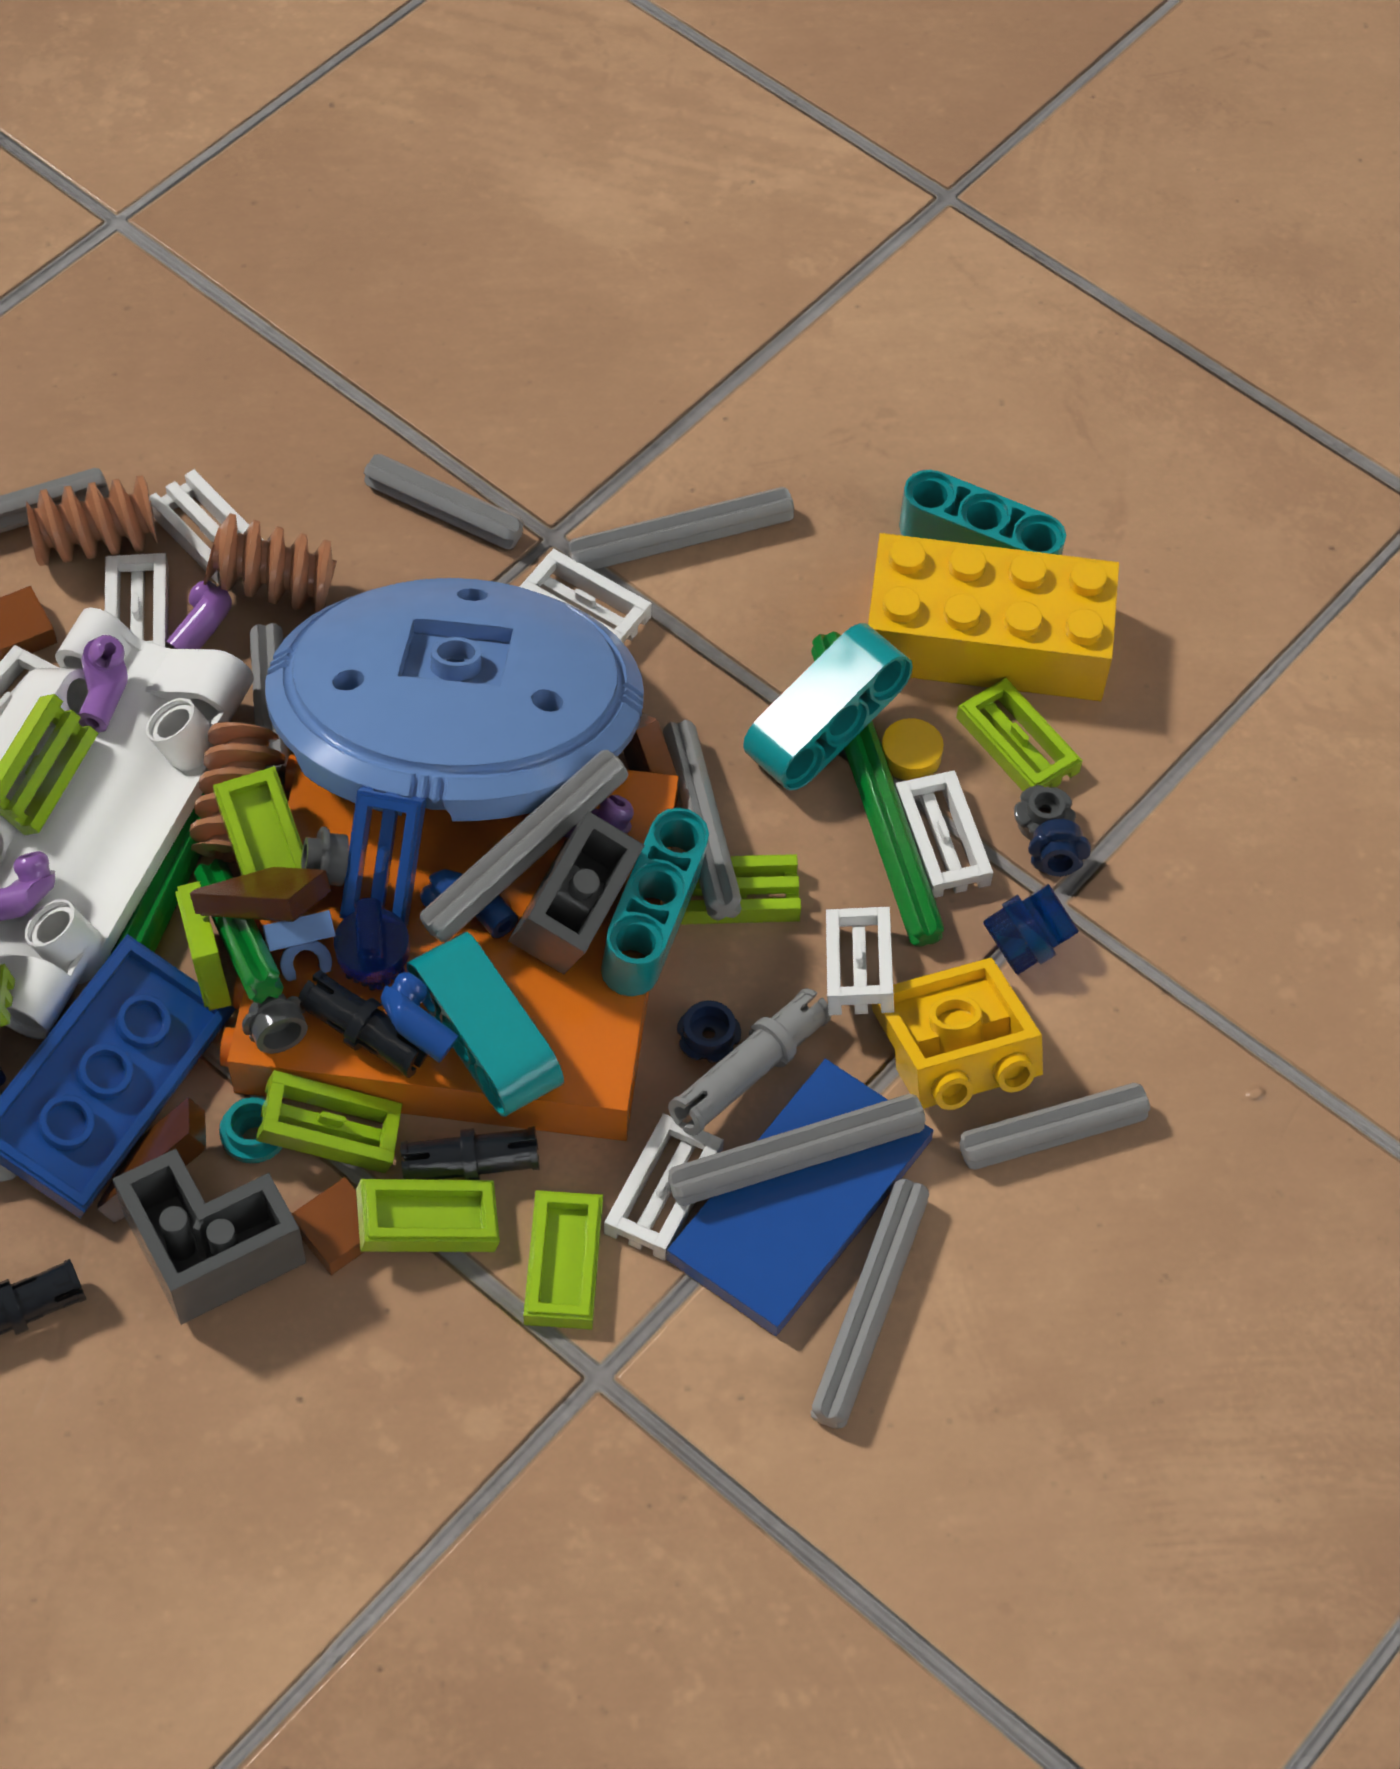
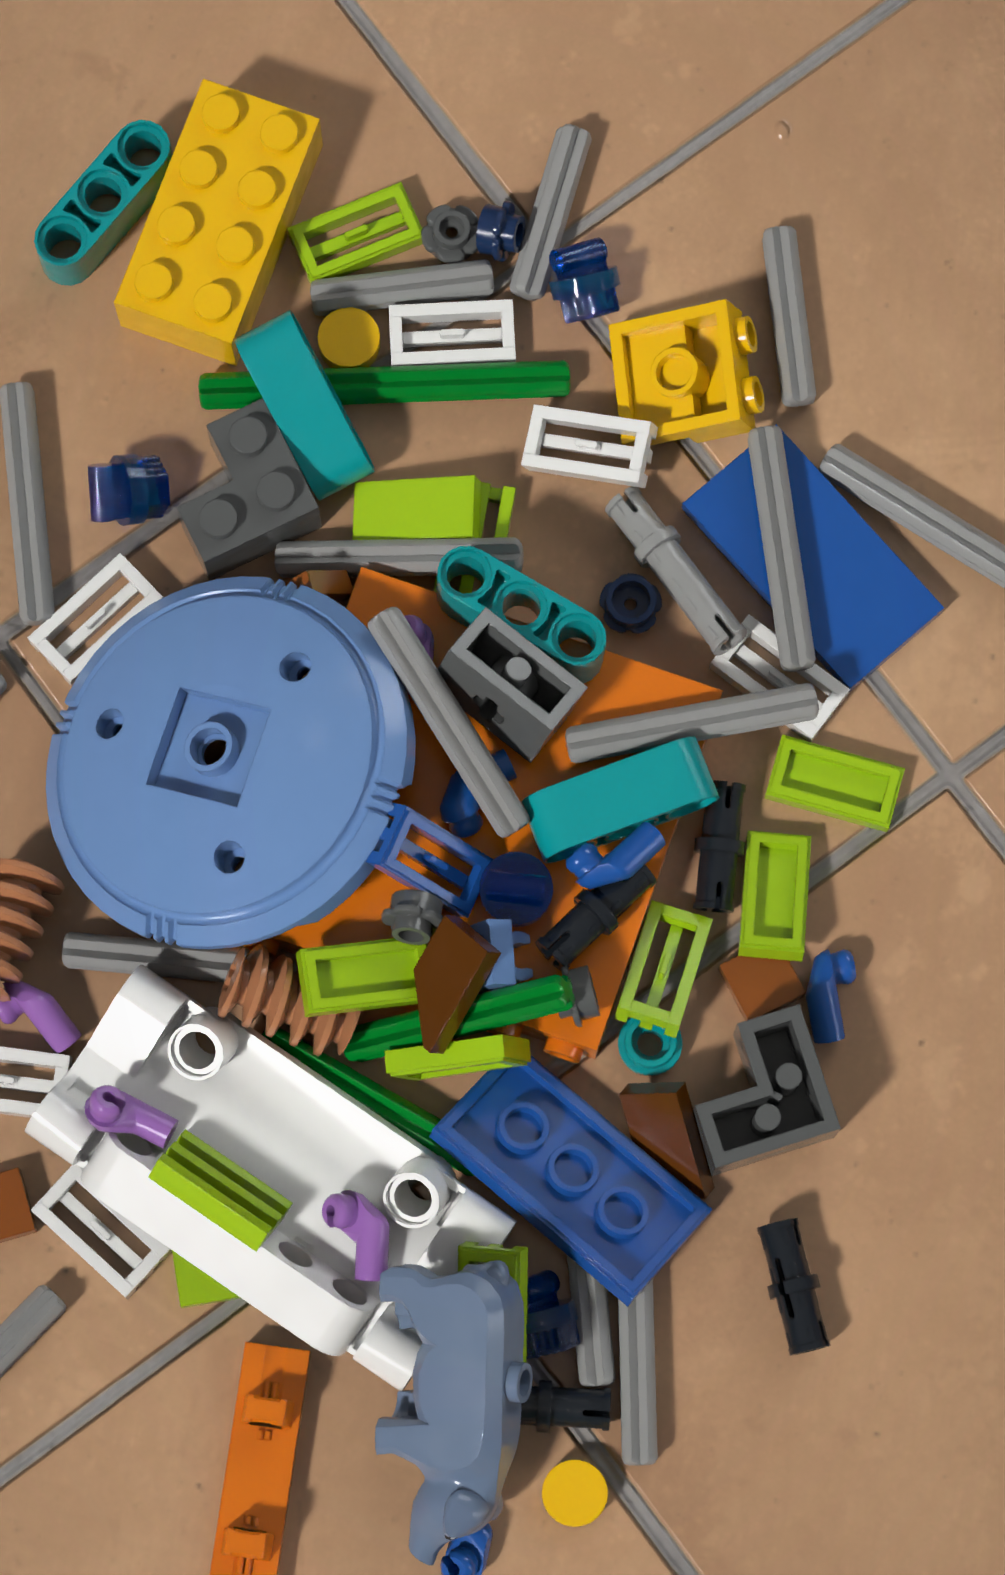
camera: 75 degrees left, 20 degrees up
(333, 1279) = (823, 995): none -> blue arm
(584, 1083) = (701, 720): none -> light grey axle
(712, 595) = (128, 489): none -> clear blue piece
(722, 689) = (259, 504): none -> dark grey brick
(754, 827) = (417, 508): none -> lime tile
(979, 784) = (403, 286): none -> light grey axle
(1101, 891) = (550, 211): none -> light grey axle

